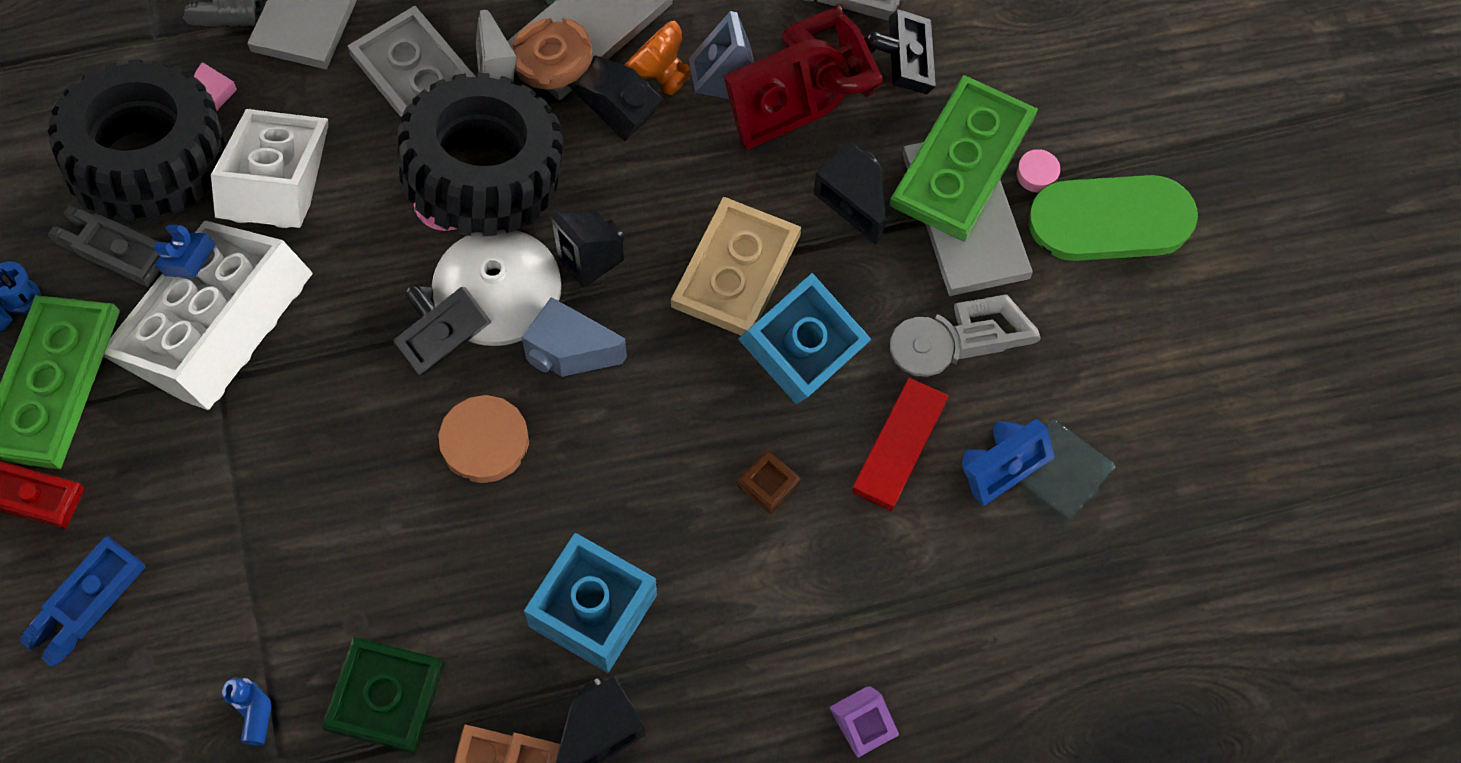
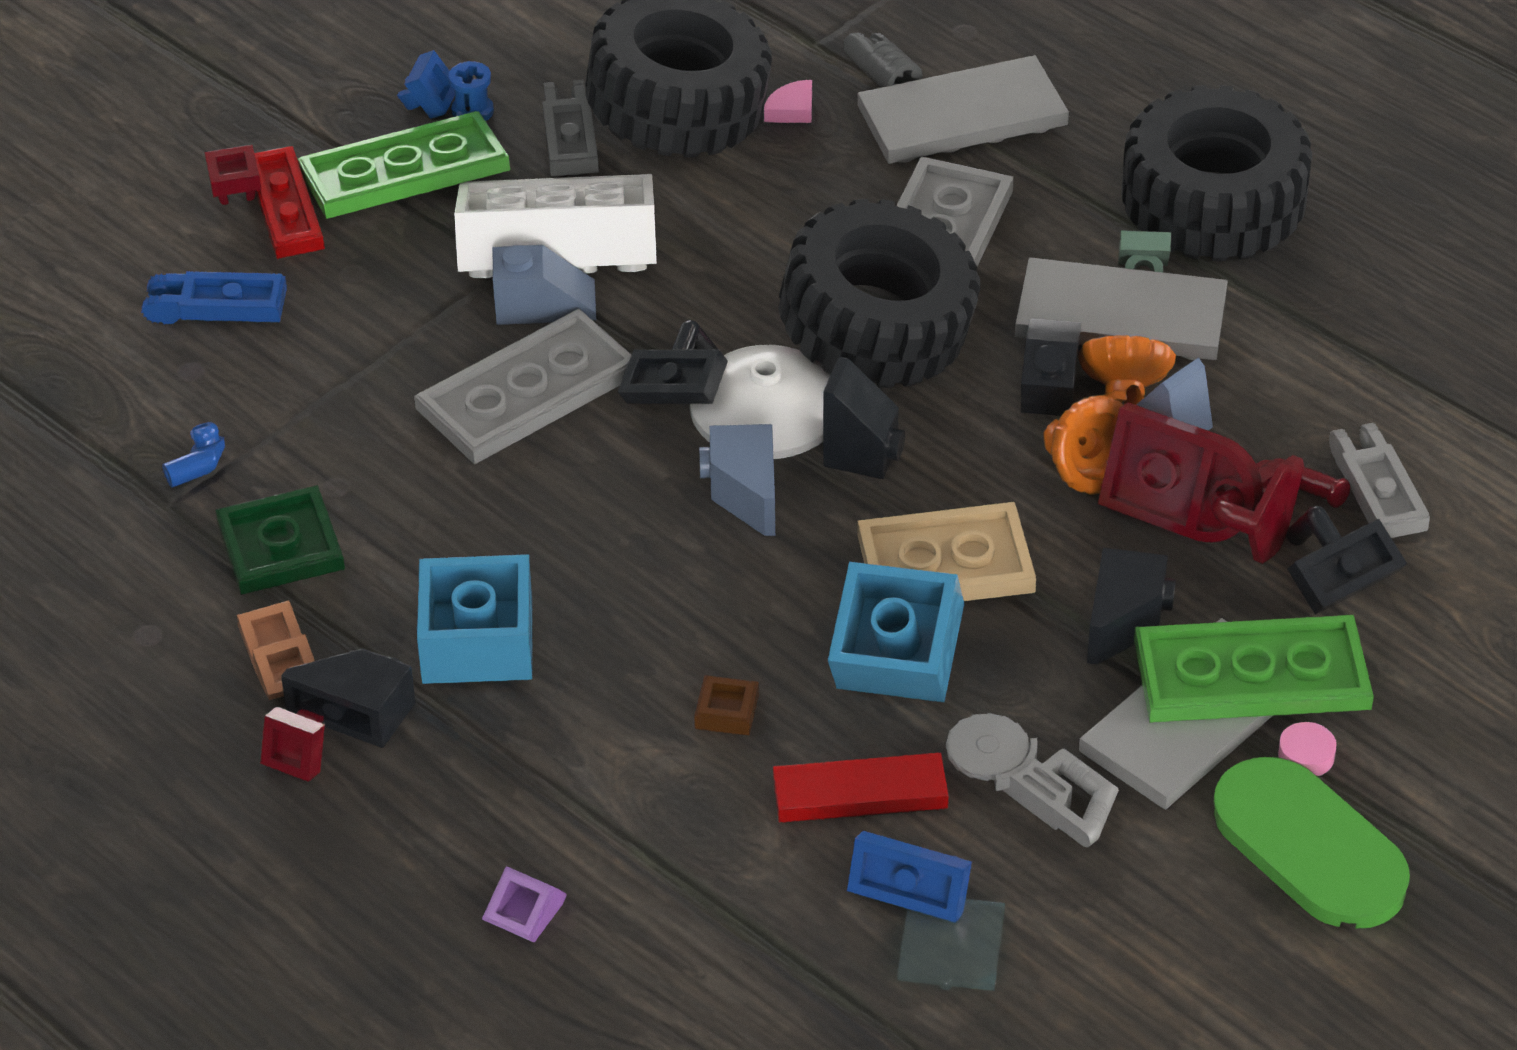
camera: 60 degrees right, 20 degrees down
(184, 253) = (597, 170): blue tile -> none
(269, 169) = (739, 178): white slope -> none
(270, 365) = (538, 286): none -> sand blue slope
(357, 432) = (525, 386): none -> light grey tile
(483, 438) = (592, 473): nougat tile -> none
(492, 49) = (1007, 248): light grey slope -> none
(552, 53) = (1048, 288): nougat tile -> none
(706, 121) = (1083, 442): none -> orange hair

